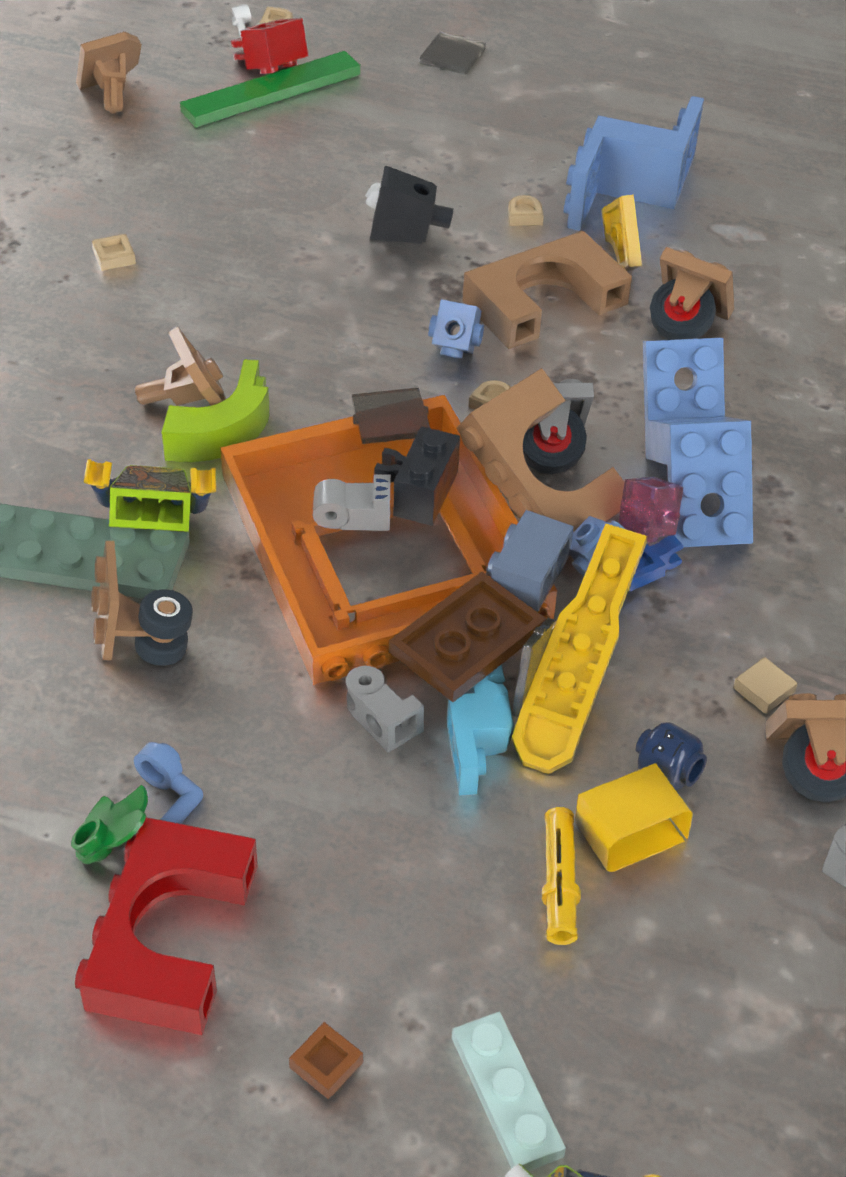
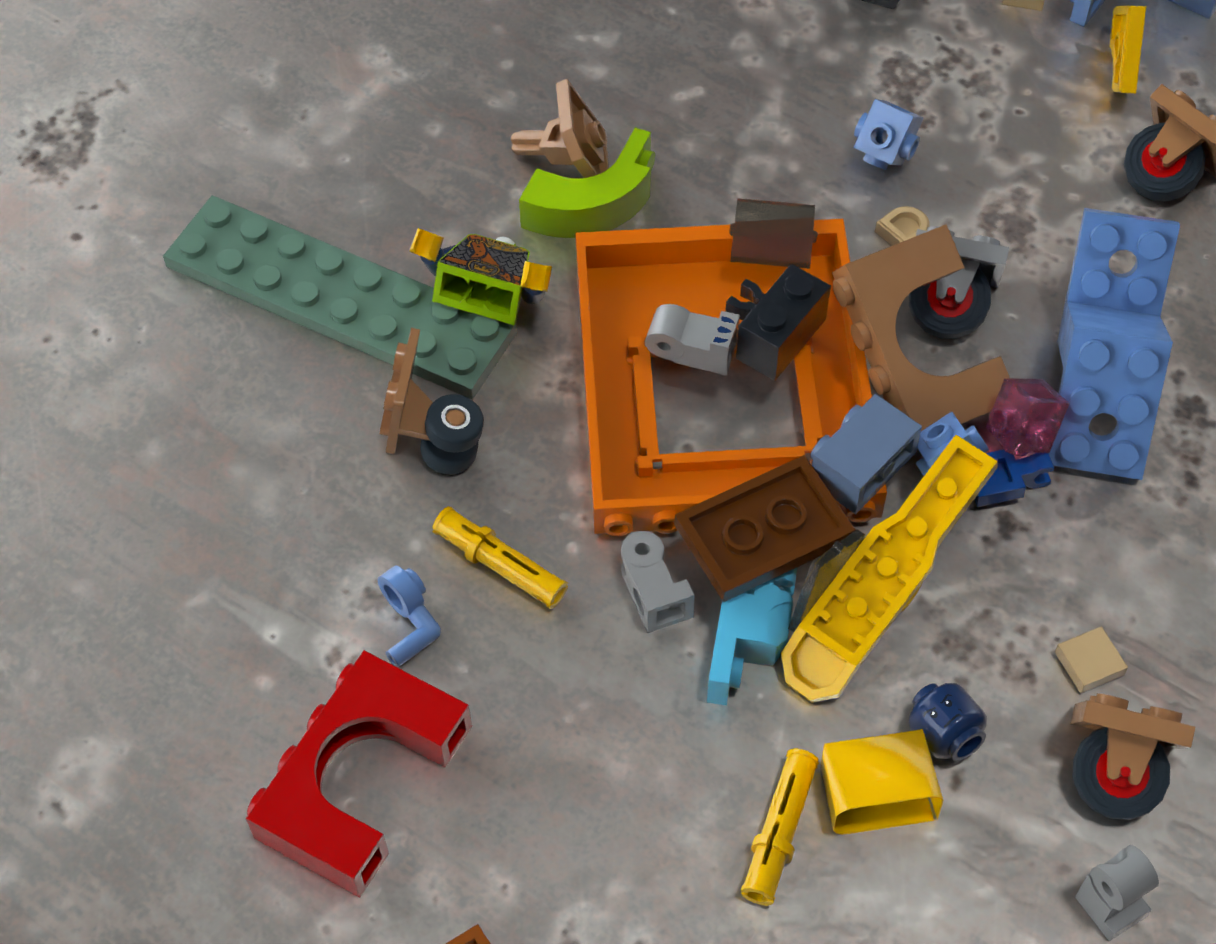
camera: 20 degrees right, 10 degrees up
(109, 826) = (332, 646): green plate -> none
(219, 713) = (484, 547): none -> yellow pin
(567, 262) = (1050, 70): medium nougat arch -> none

